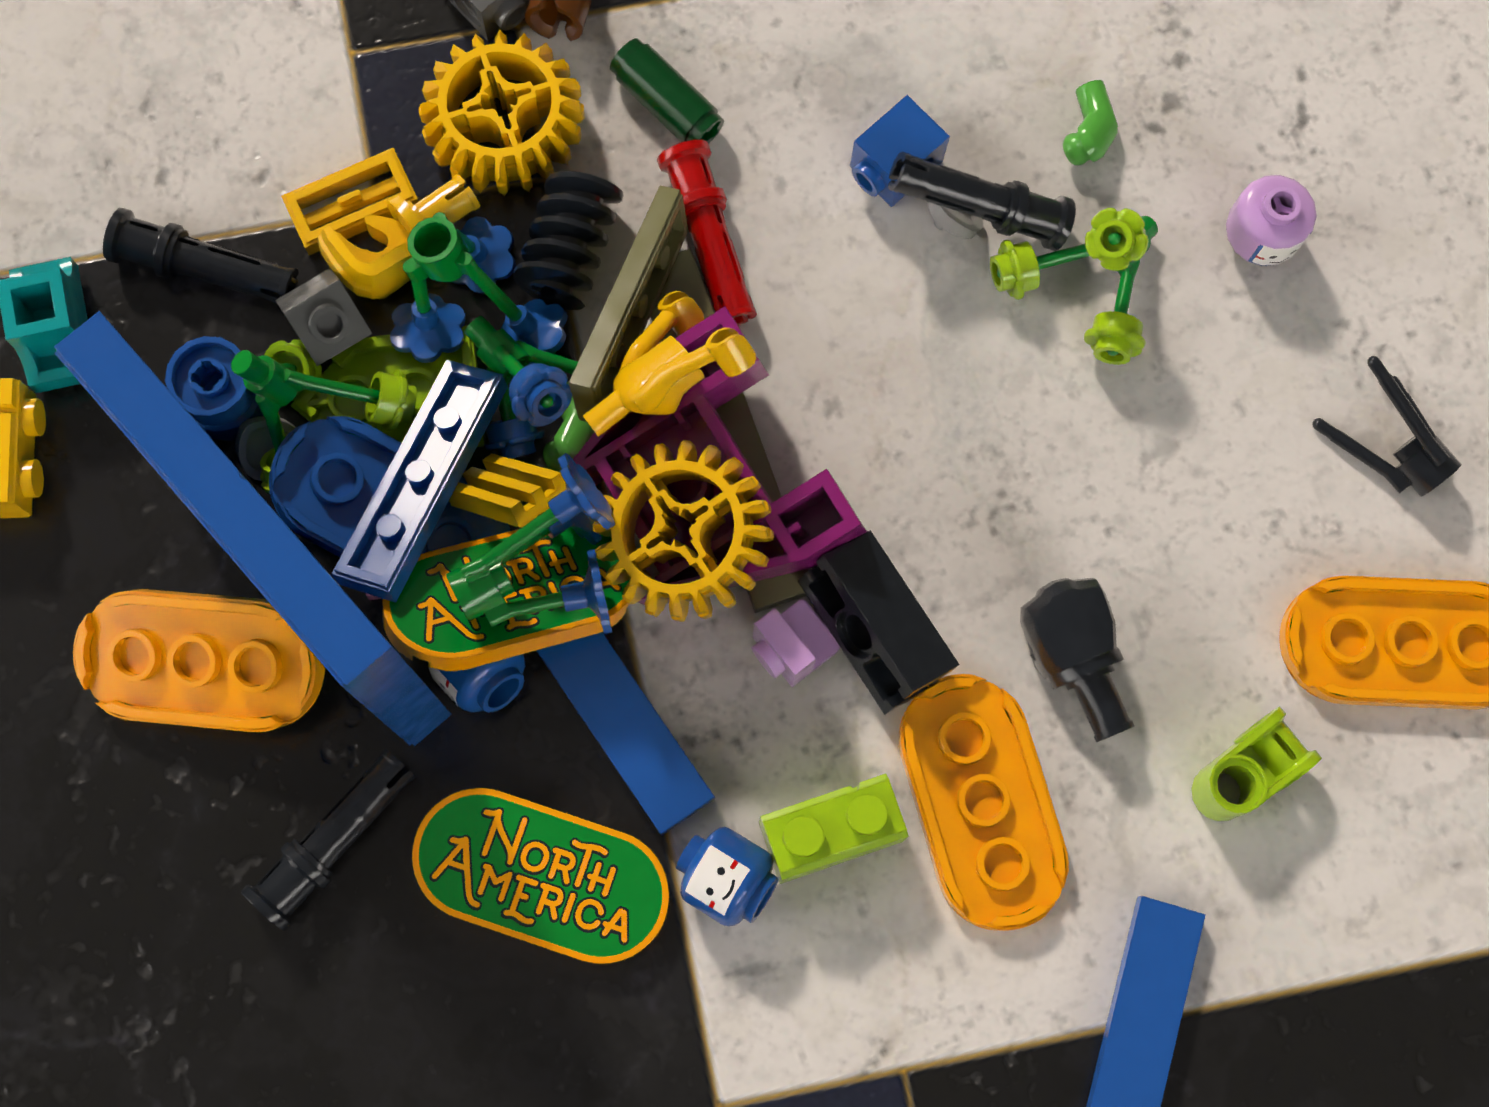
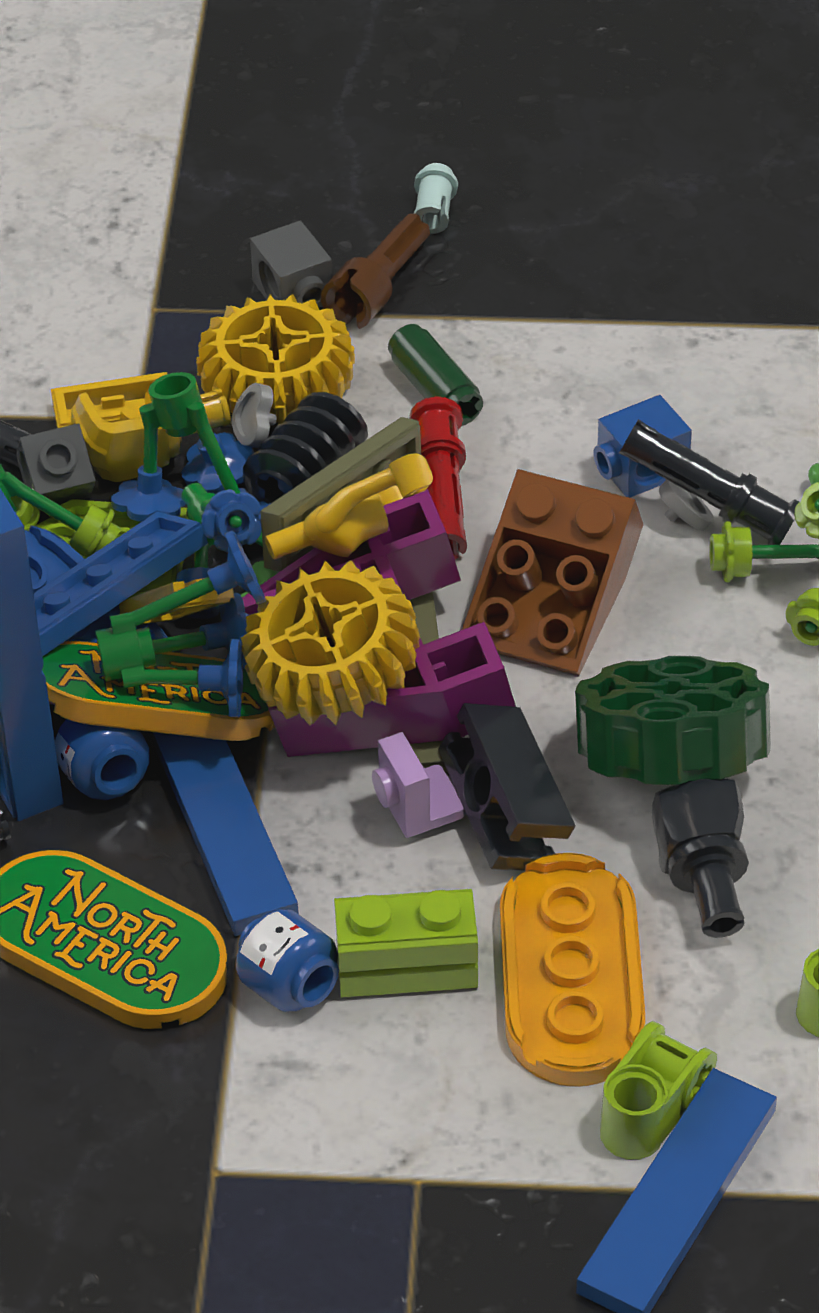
camera: 20 degrees right, 30 degrees down
(503, 205) = (252, 415): none -> light grey piece
(851, 341) = (554, 570): none -> dark orange slope
(1029, 516) = (673, 719): none -> dark green connector
(1100, 921) = (650, 1092): none -> lime piece

